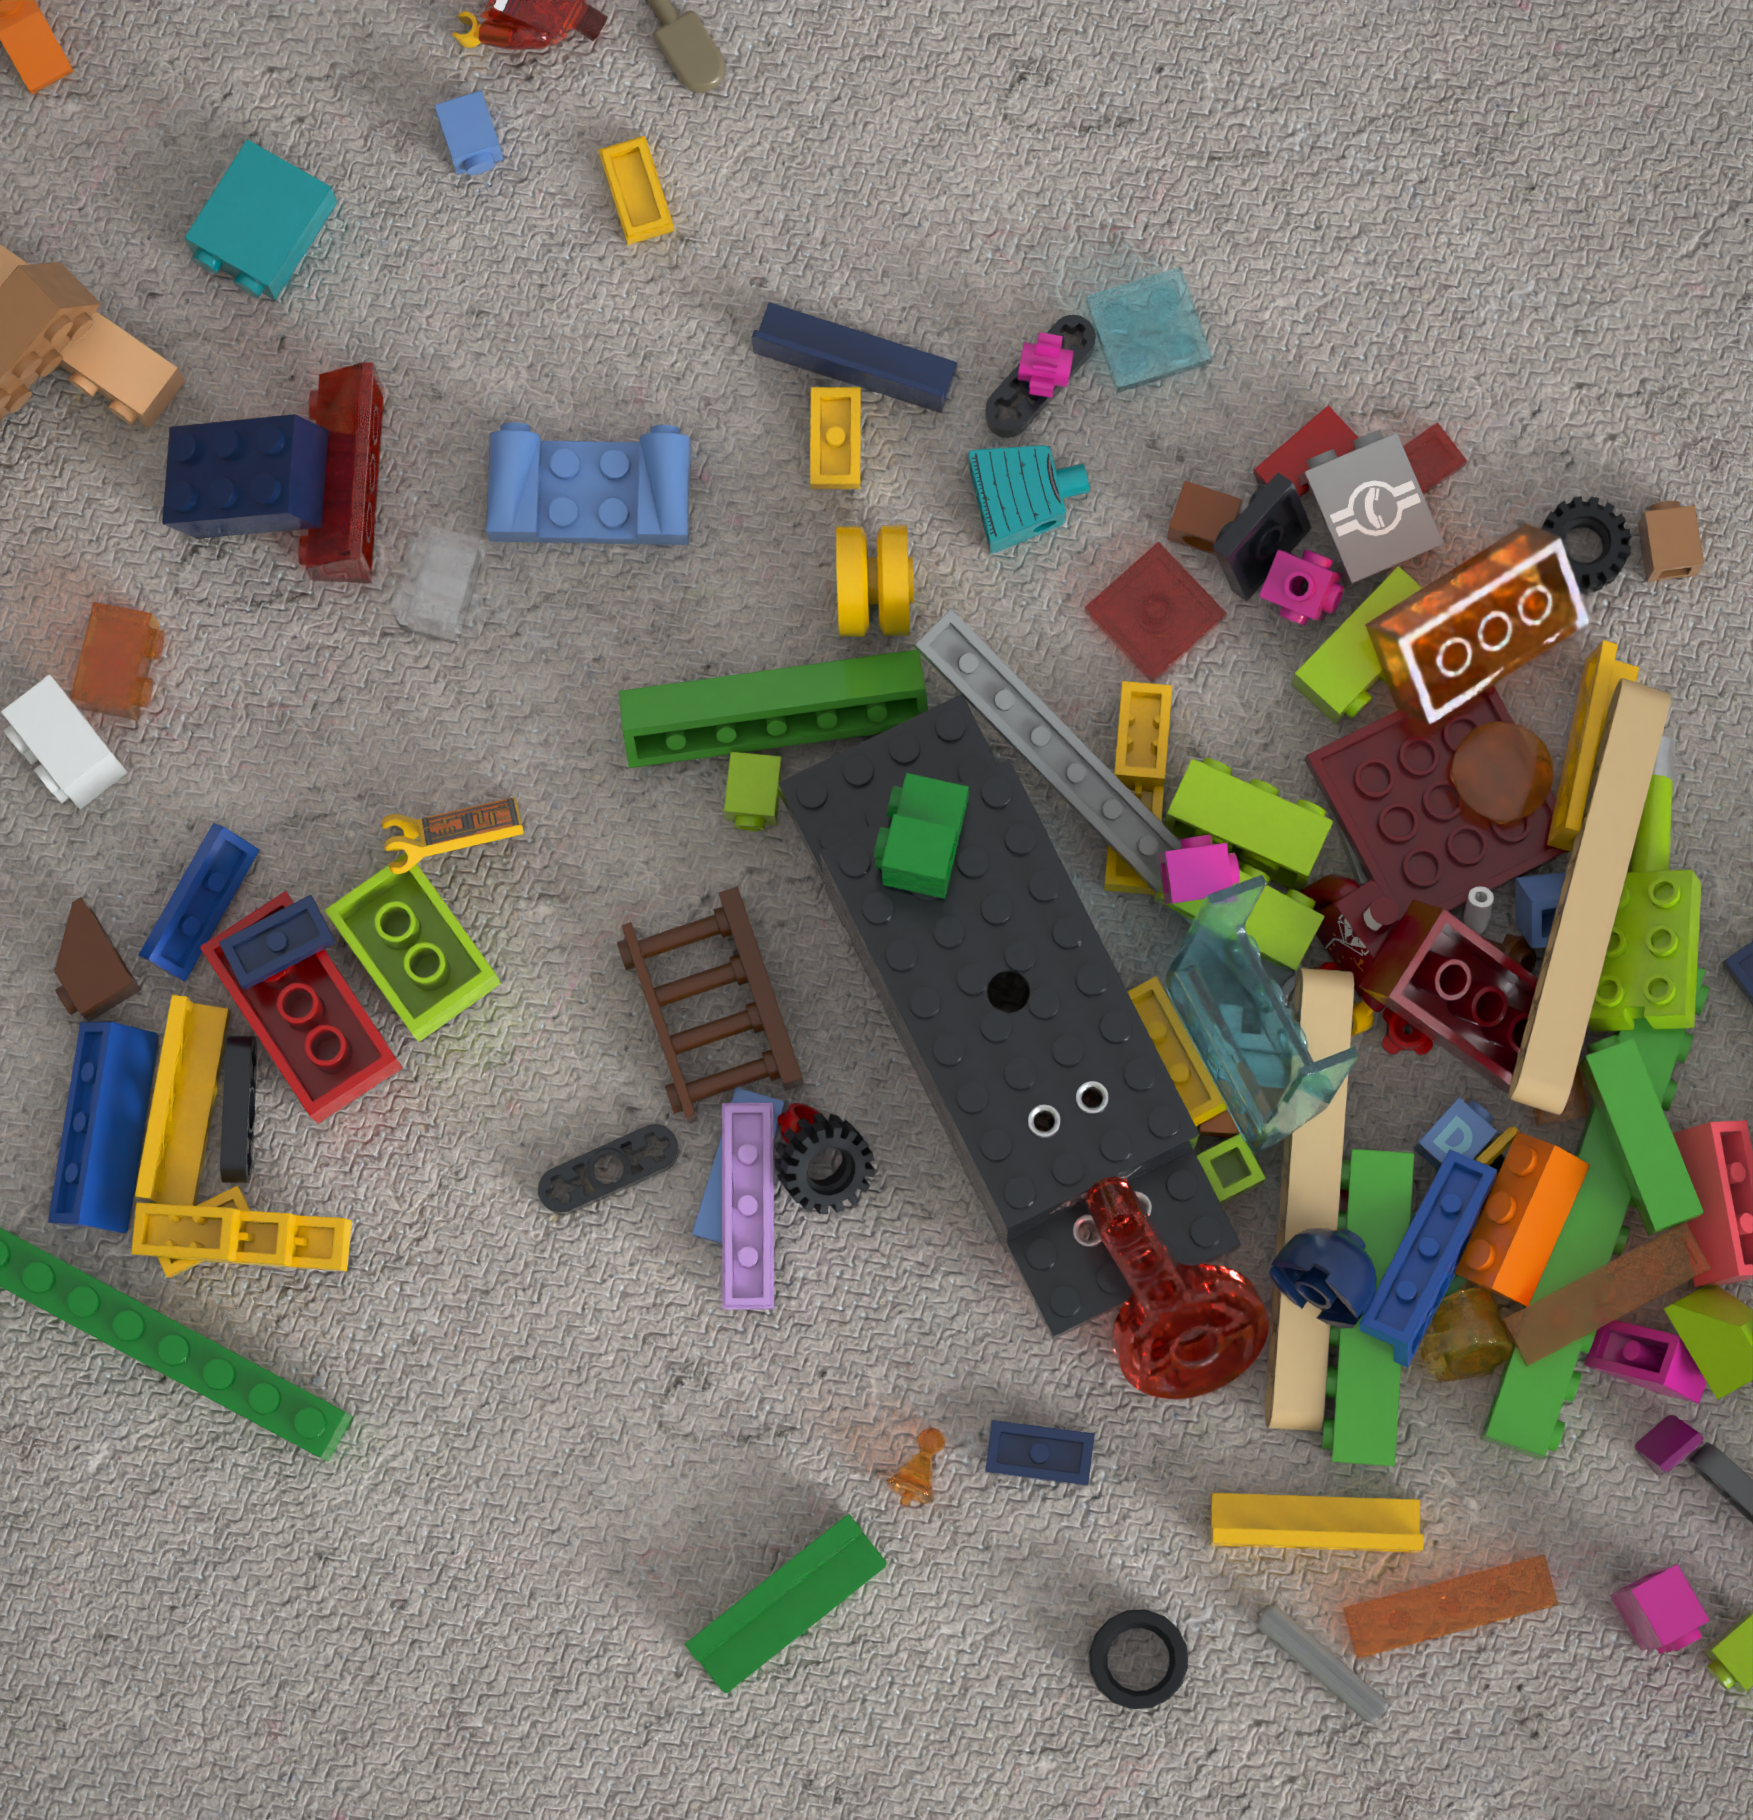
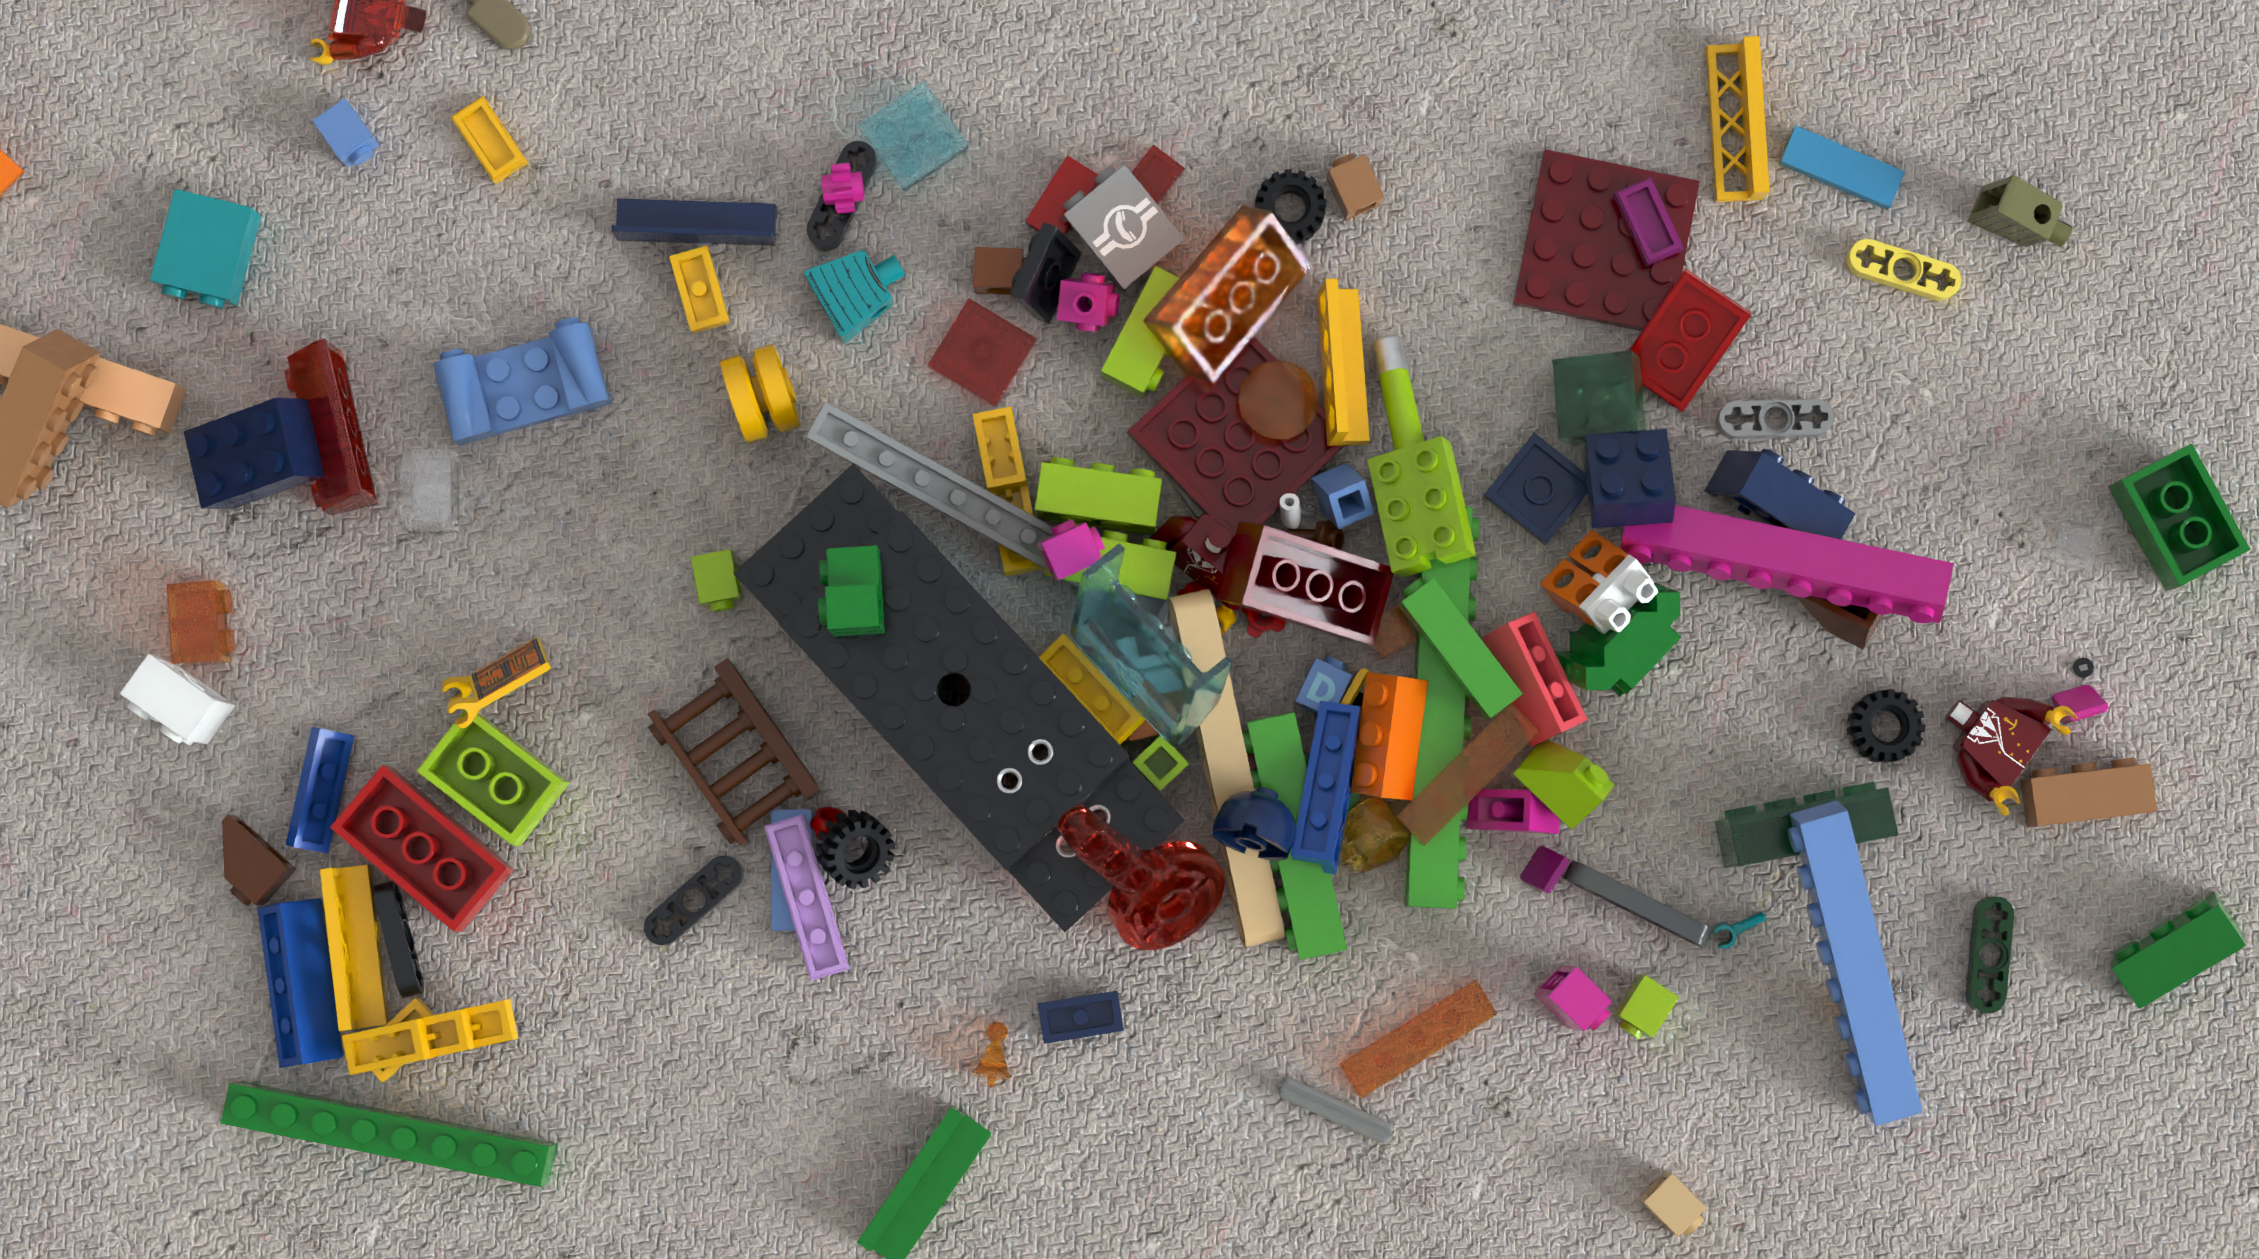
camera: 25 degrees left, 5 degrees up
(277, 942) = (387, 807): dark blue plate -> none
(771, 708) = (712, 513): bright green brick -> none
(1177, 1659) = (1207, 1178): black tyre -> none
(1315, 1522) = (1300, 1007): yellow fence -> none
(1589, 897) = (1370, 480): tan beam -> none

